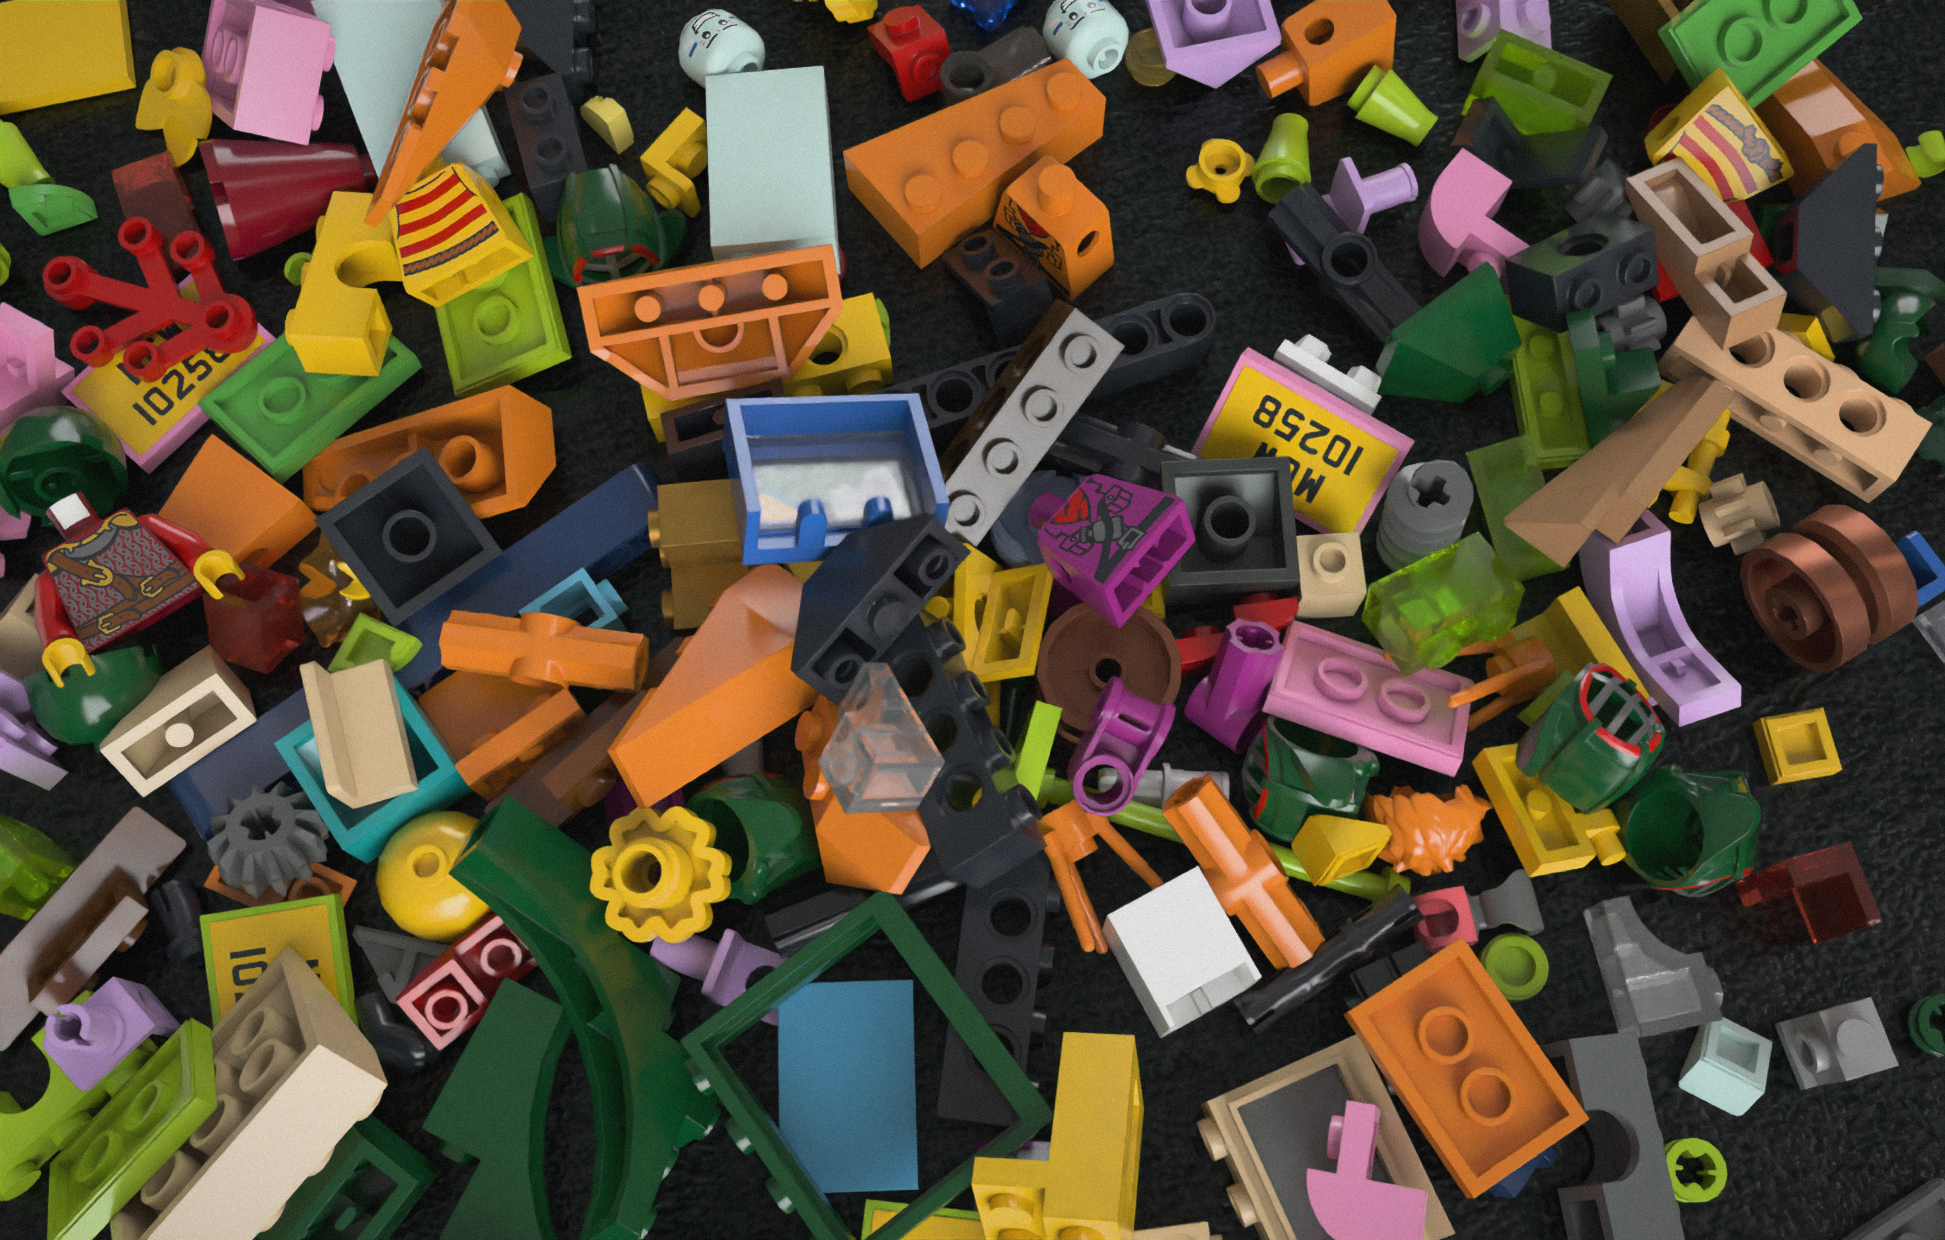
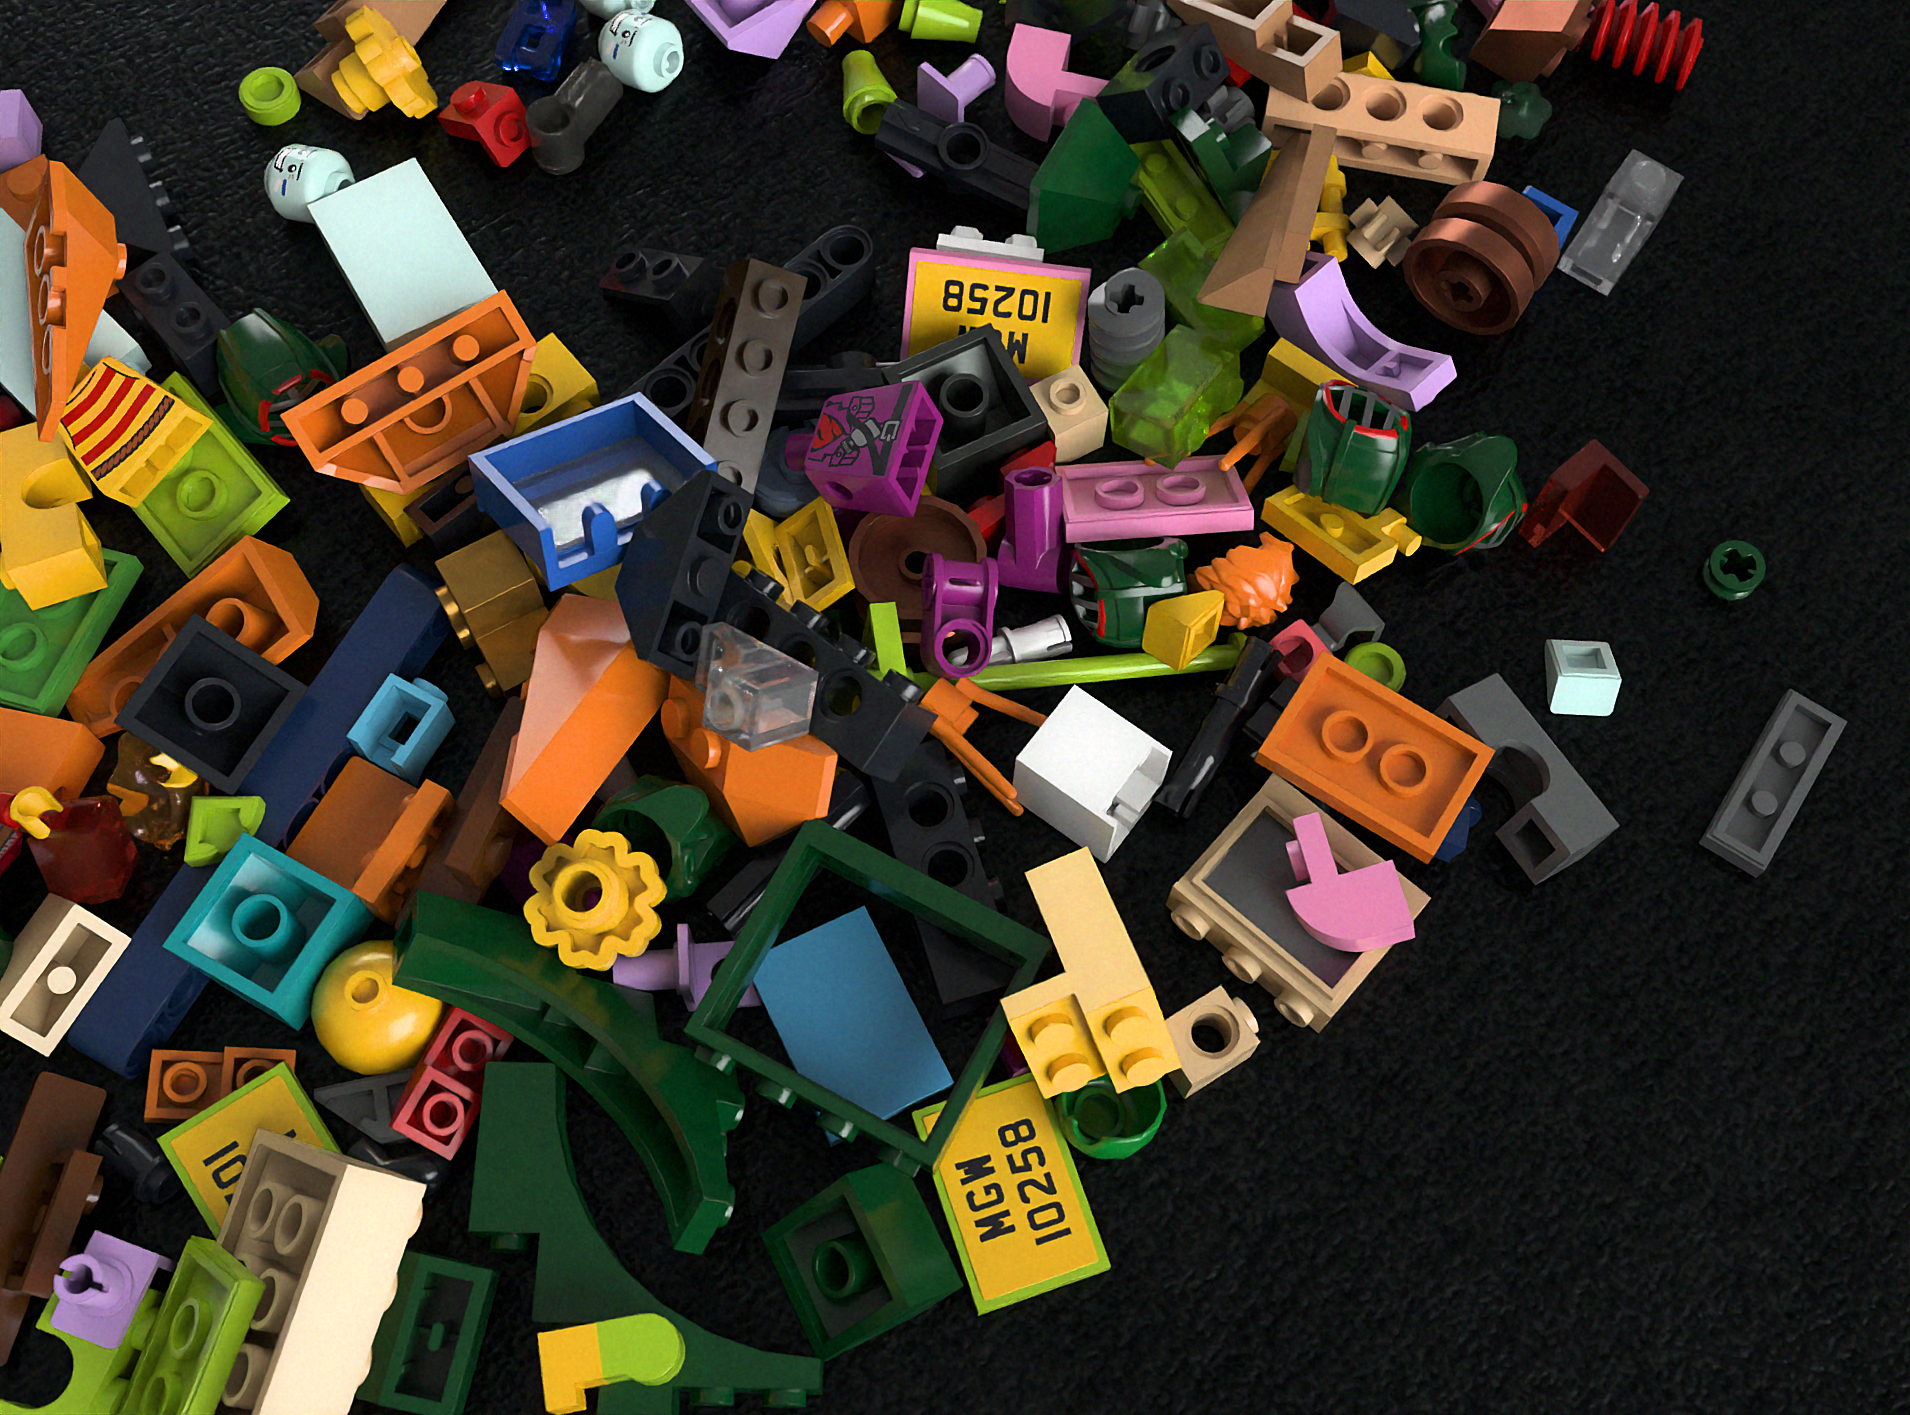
camera: 30 degrees left, 5 degrees down
(268, 839) = (195, 1038): dark grey gear -> none
(359, 732) = (249, 895): tan panel -> none
(544, 651) = (390, 755): orange piece -> none
(609, 122) = (228, 283): light yellow tile -> none
(675, 158) = (311, 293): yellow bracket -> none
(950, 168) = (588, 191): orange wedge -> none
(1050, 217) = (692, 212): orange torso -> none
(1145, 59) = (707, 53): clear yellow plate -> none
(1224, 155) = (809, 109): yellow plate -> none
(1243, 872) = (1113, 679): orange piece -> none
(1646, 980) = (1485, 629): clear arch -> none
(1714, 1169) = (1605, 756): lime bush -> none
(1796, 746) = (1515, 401): yellow tile -> none
(1836, 1044) = (1658, 617): light grey brick -> none

